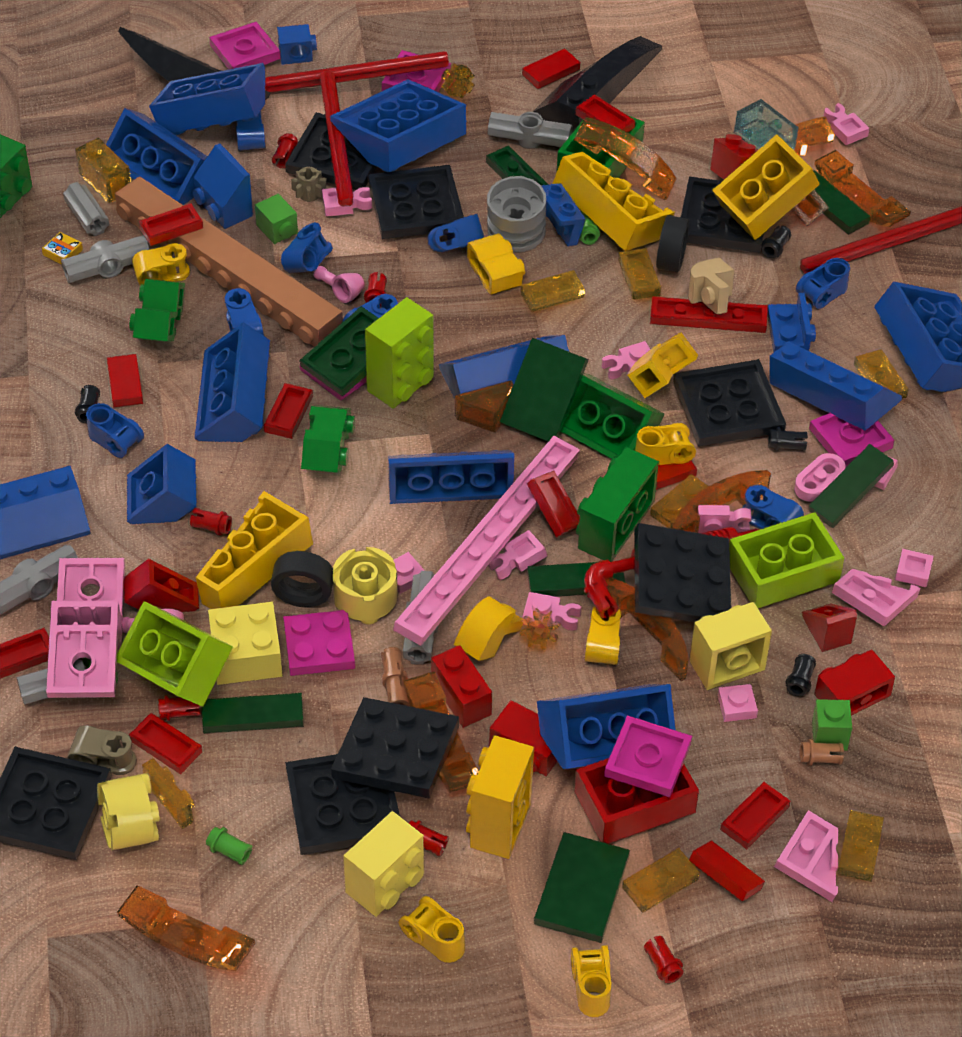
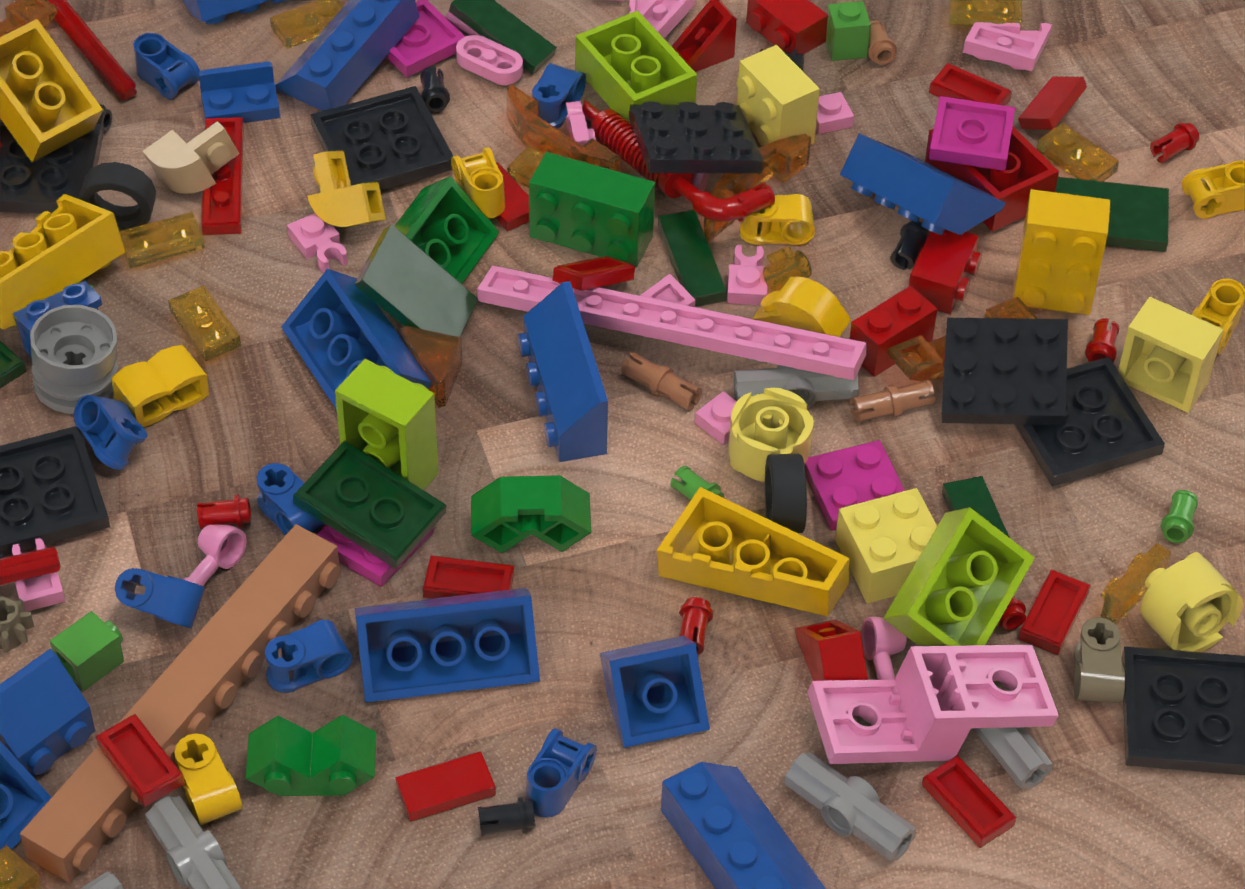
camera: 100 degrees left, 0 degrees up
(334, 542) = (692, 482): none -> bright green pin
(446, 538) = (661, 381): none -> nougat pin

